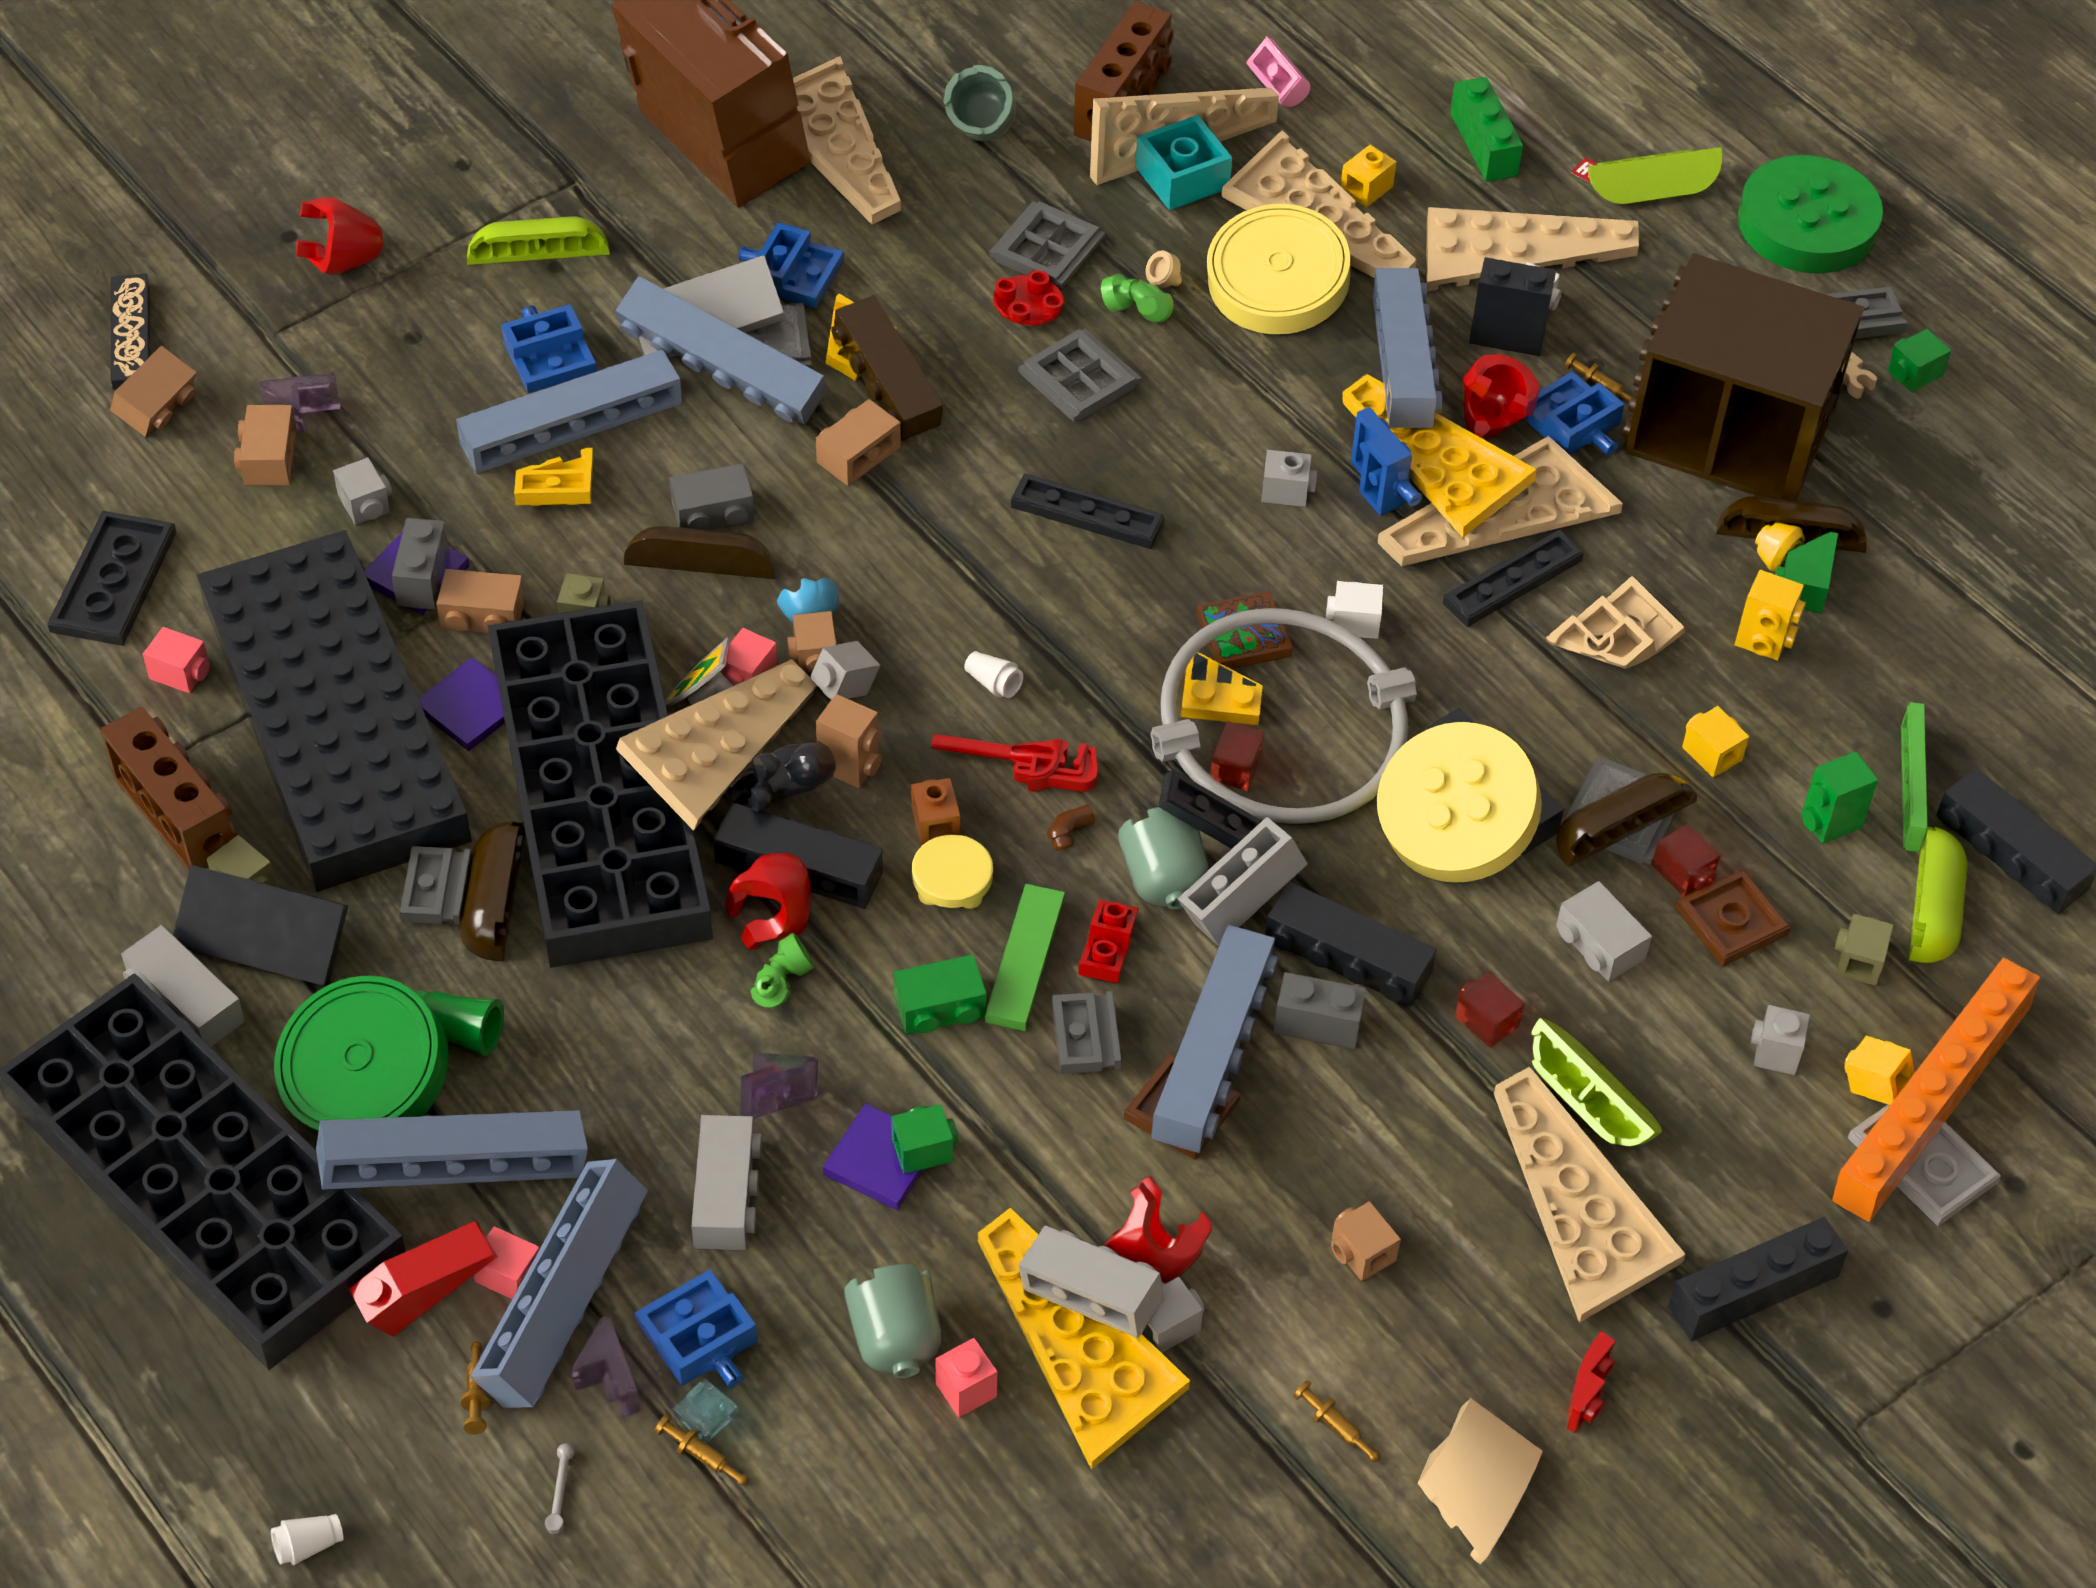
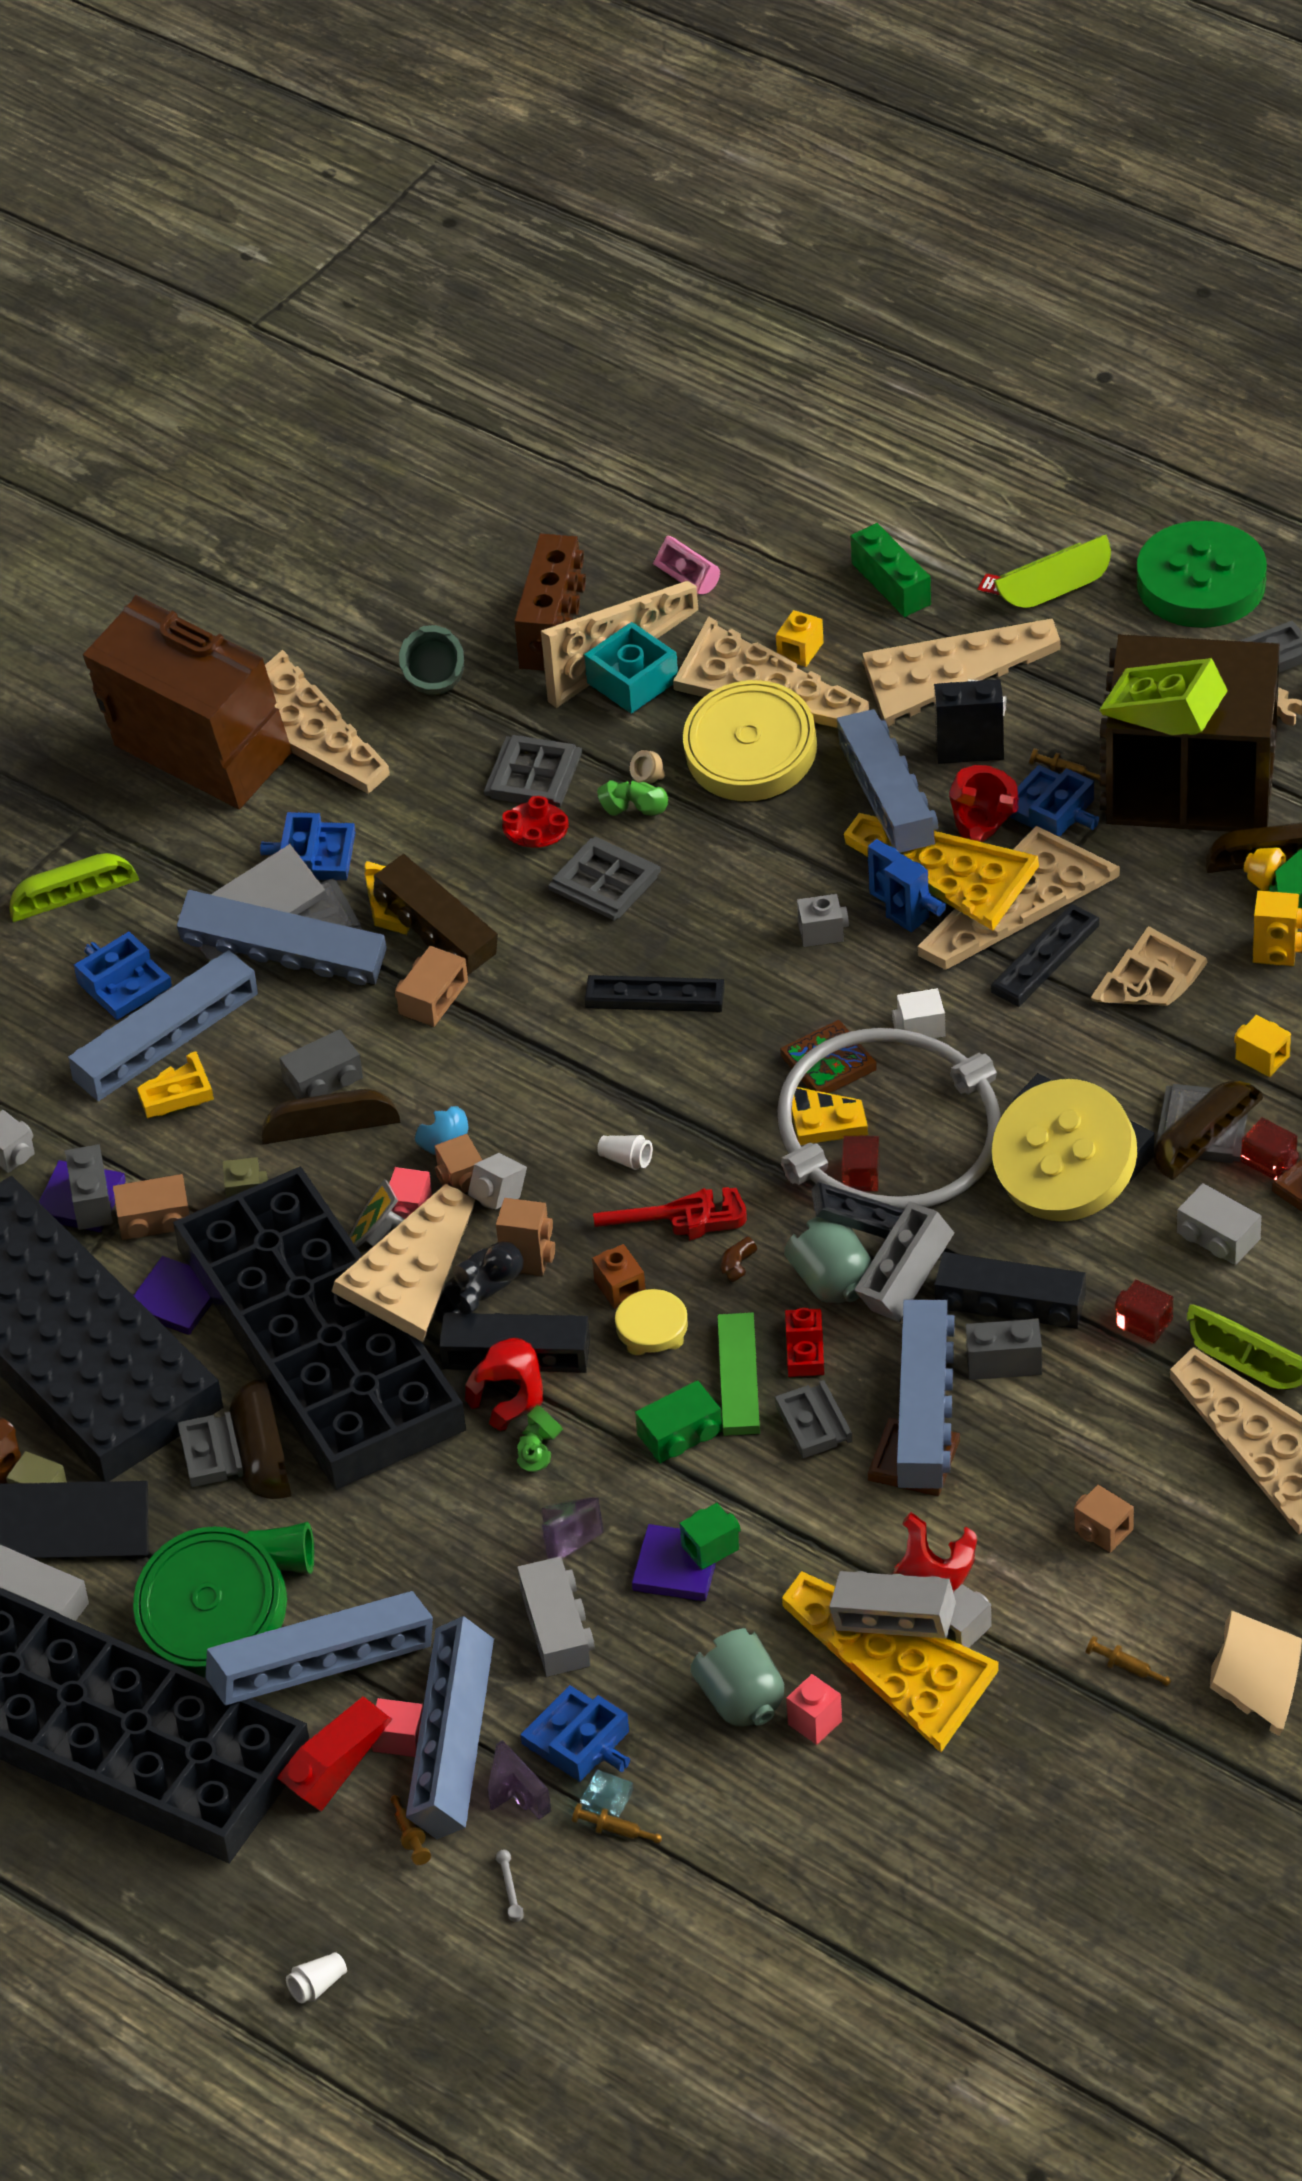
camera: 10 degrees left, 5 degrees down
(1723, 333) = (1167, 696): none -> lime slope

